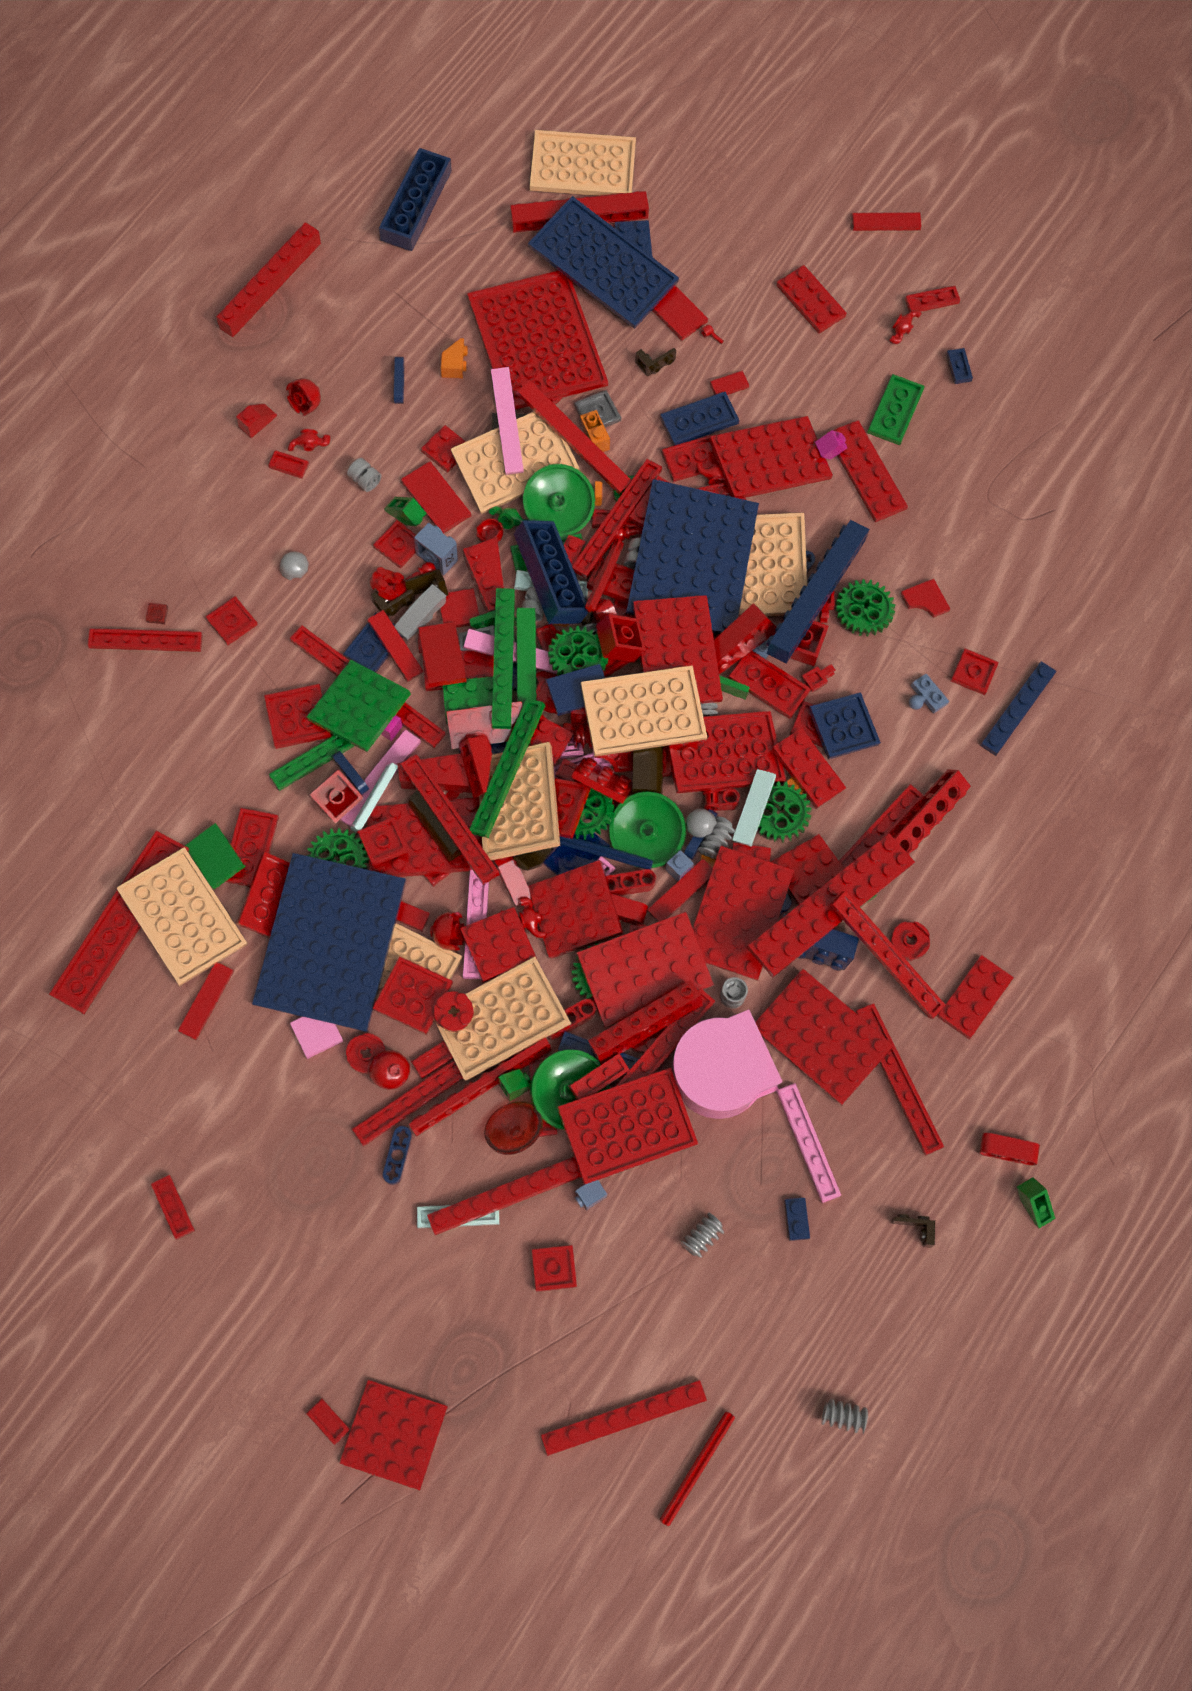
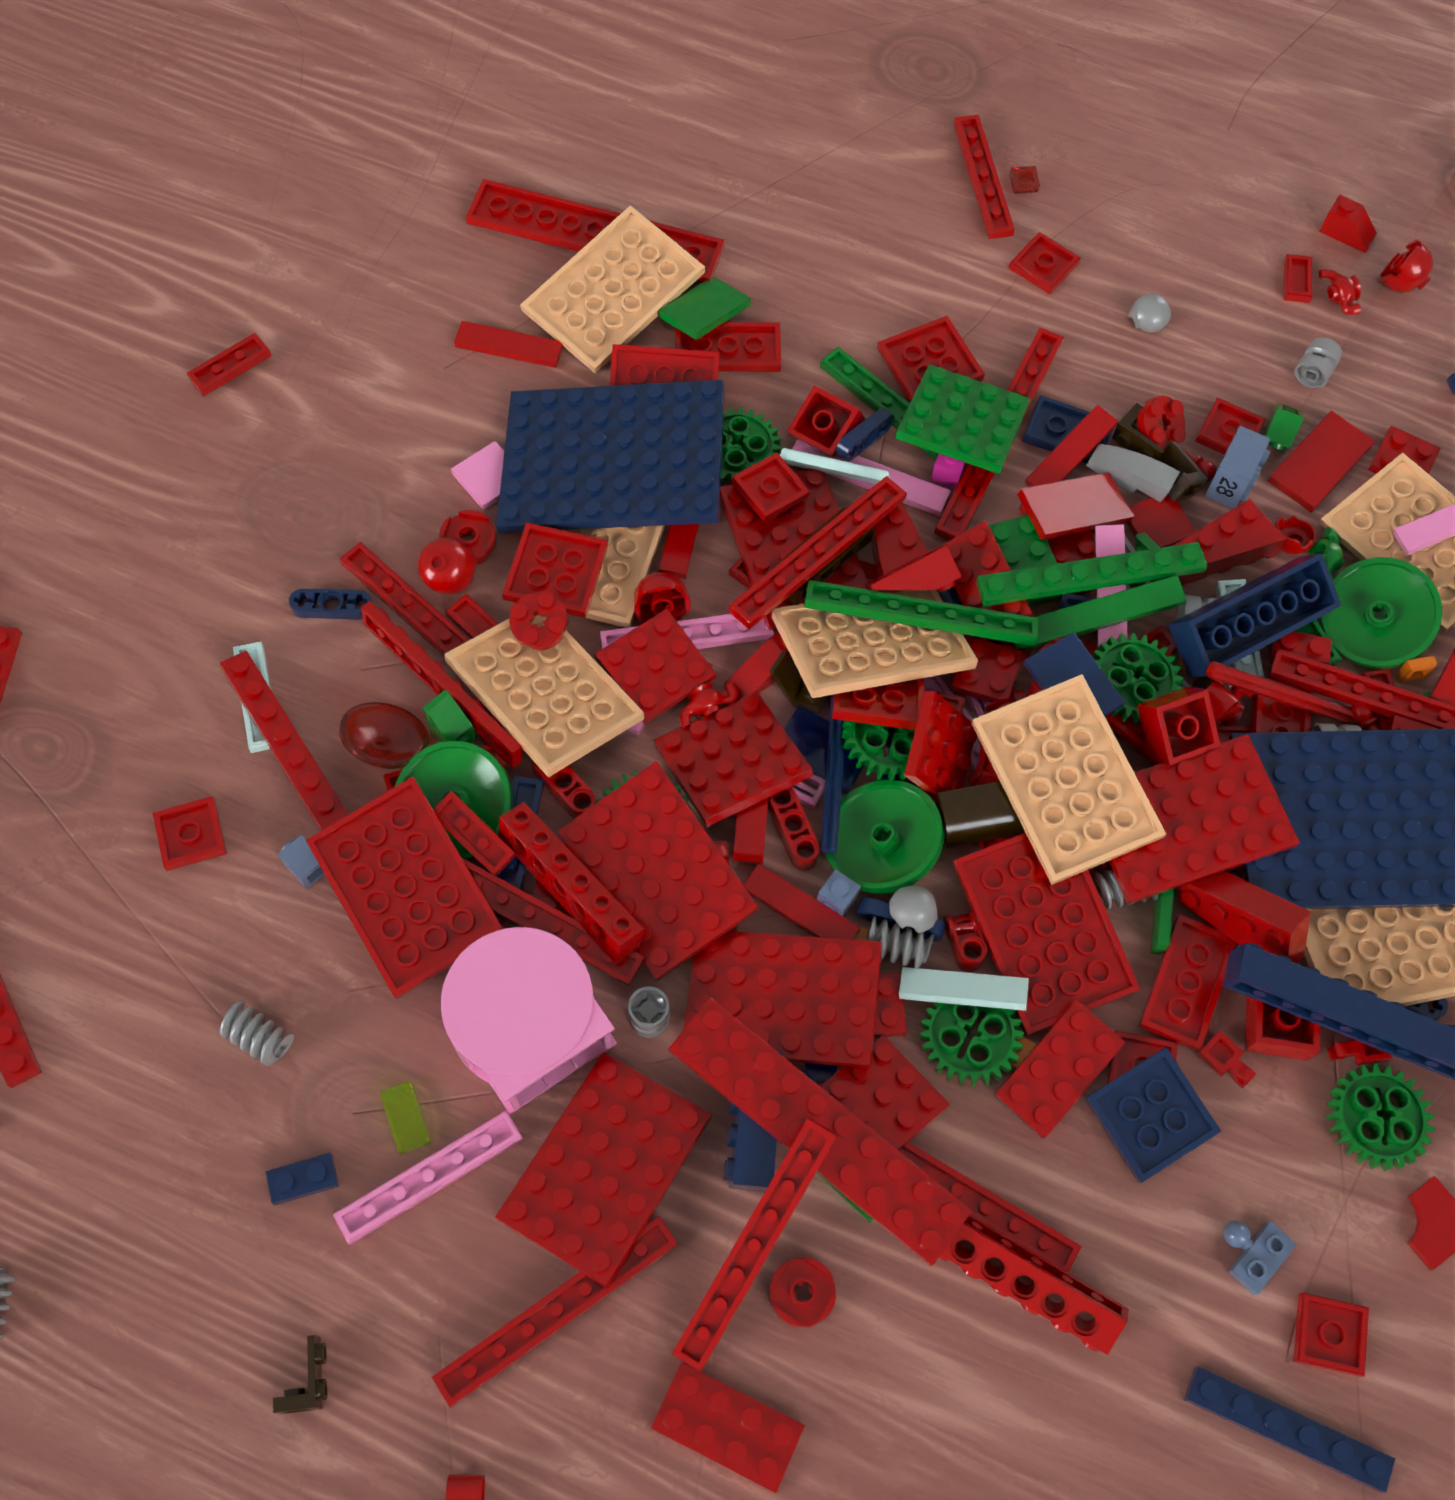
camera: 80 degrees right, 5 degrees down
(770, 1152) = (405, 1117): none -> clear neon green tile

